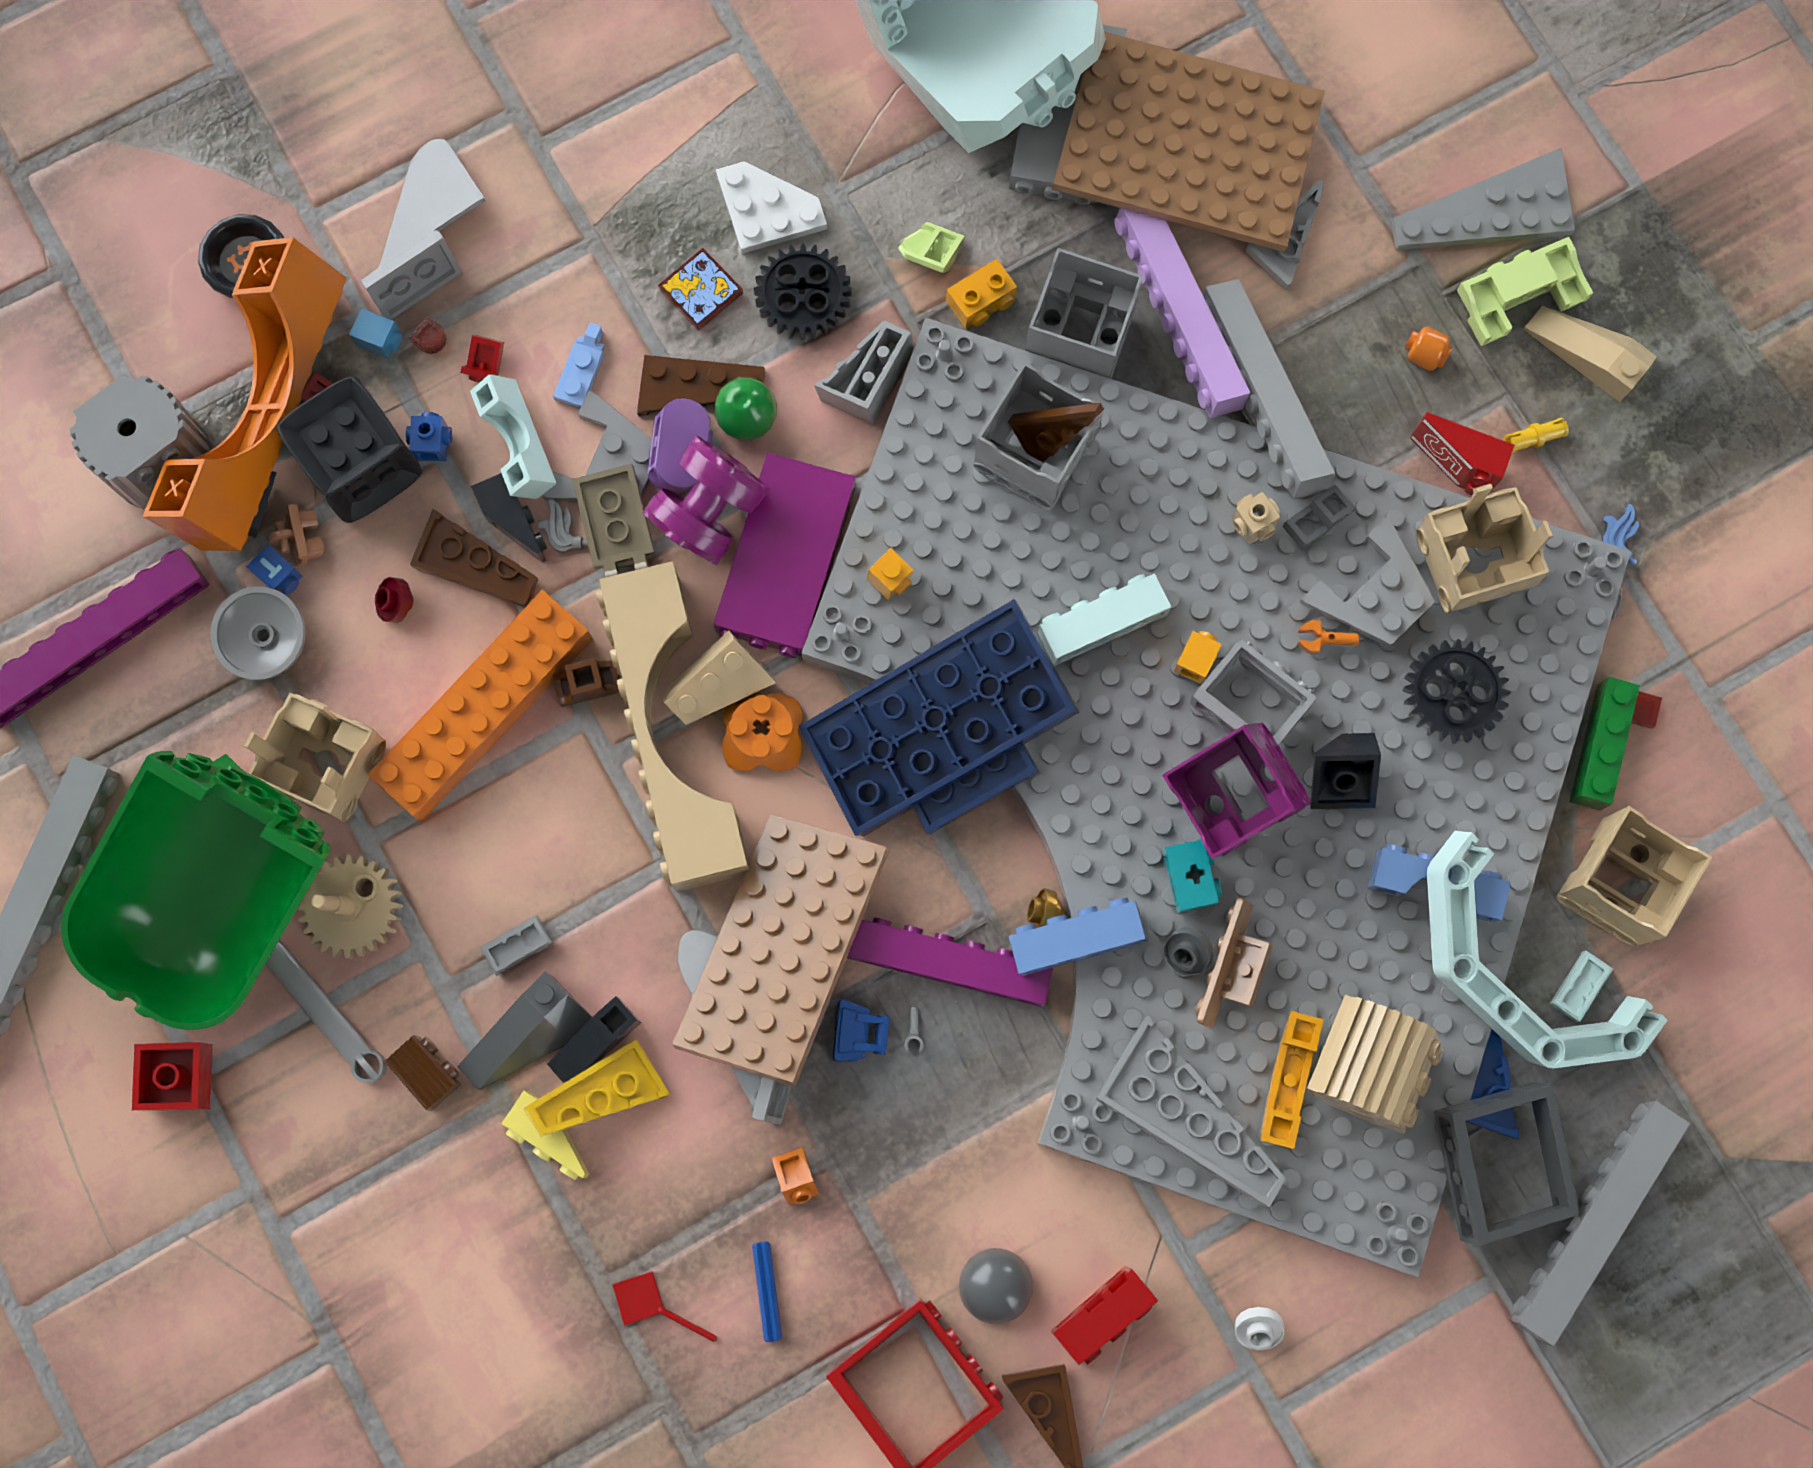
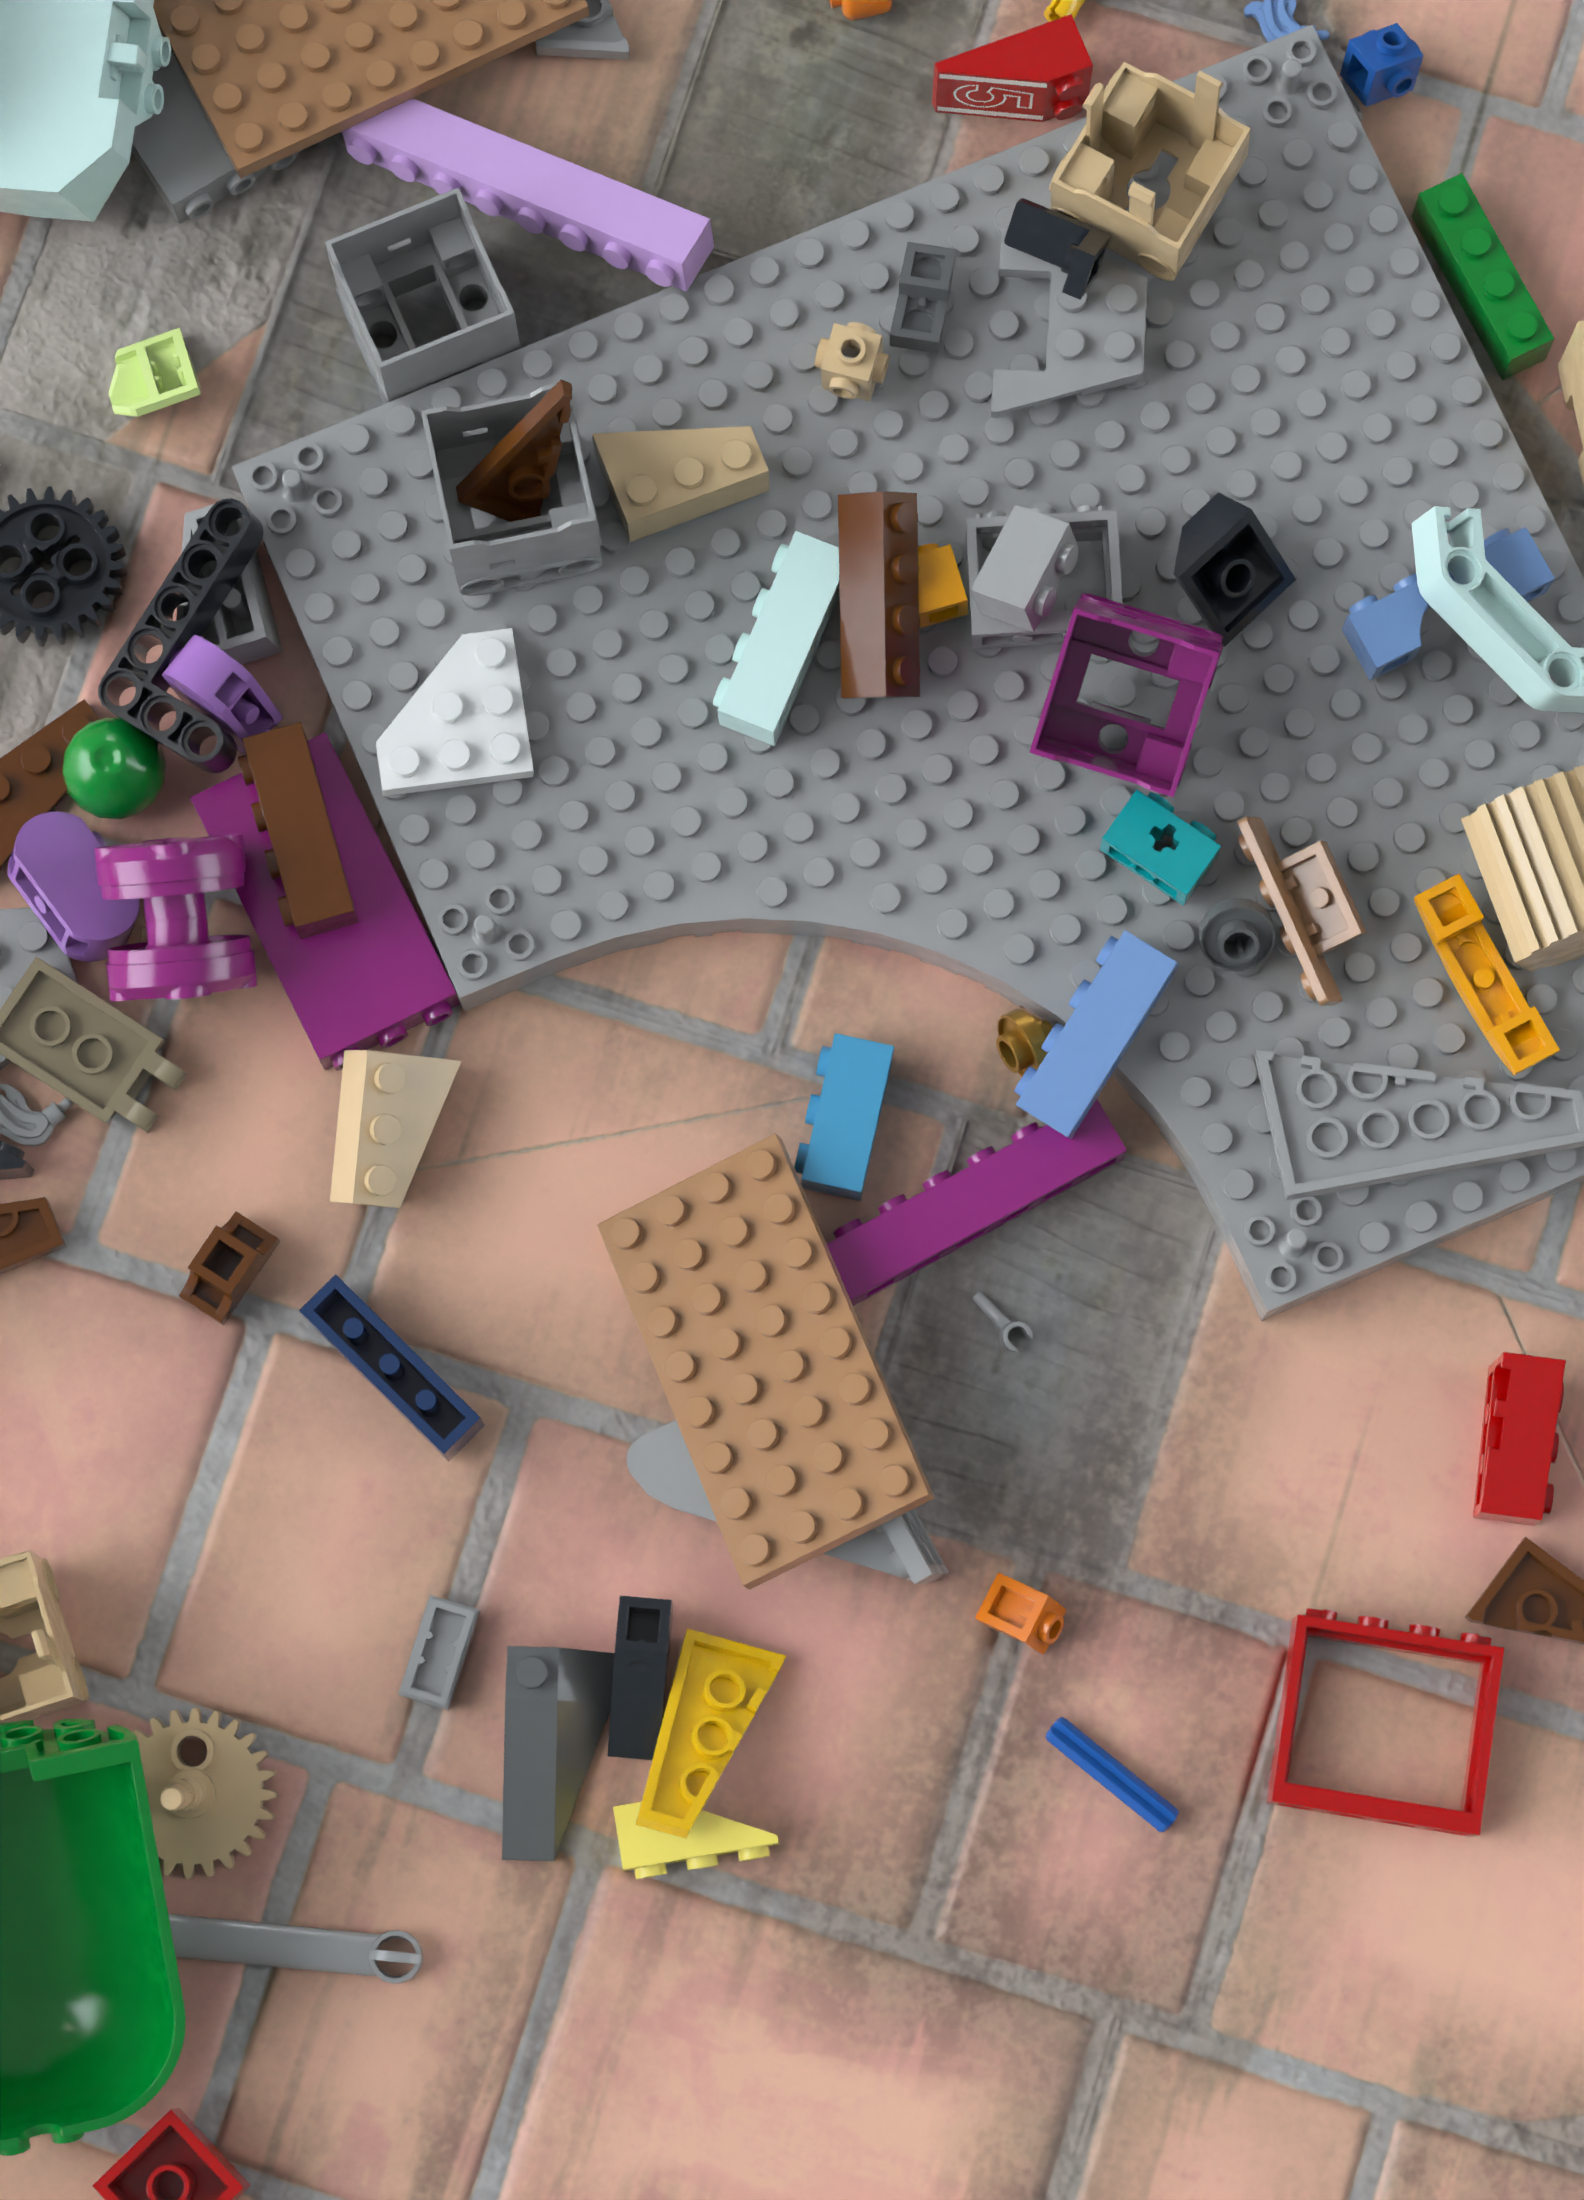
camera: 40 degrees left, 0 degrees up
(423, 1071) = (469, 1900): reddish brown brick -> none
(480, 706) = (126, 1411): orange brick -> none
(614, 795) = (392, 1367): none -> dark blue brick
(640, 1299) = (973, 1921): red piece -> none
(647, 627) = (528, 1321): tan arch -> none
(778, 749) = (499, 1173): orange brick -> none
(799, 510) = (299, 831): none -> reddish brown brick
(822, 417) = (221, 690): none -> medium lavender brick
(827, 375) = (158, 628): none -> black beam
(852, 1032) = (933, 1387): blue piece -> none
(890, 575) = (485, 808): light orange brick -> none
(918, 525) = (461, 722): none -> white plate
(929, 868) = (844, 1116): none -> dark azure brick
(942, 726) = (709, 934): dark blue slope -> none
(981, 294) = (270, 380): light orange brick -> none
(995, 1286) = (1365, 1523): dark grey piece -> none
(1125, 499) = (678, 474): none -> tan wedge
(1165, 638) = (879, 595): none -> reddish brown brick
(1245, 686) = (1025, 568): none -> light grey brick
(1272, 398) = (742, 204): light grey brick -> none
(1324, 637) = (1059, 433): orange bar -> none
(1407, 546) = (1059, 241): none -> black bracket
(1476, 672) = (1263, 405): black gear -> none
(1646, 710) = (1494, 195): clear red tile -> none
(1648, 599) = (1381, 64): none -> blue brick

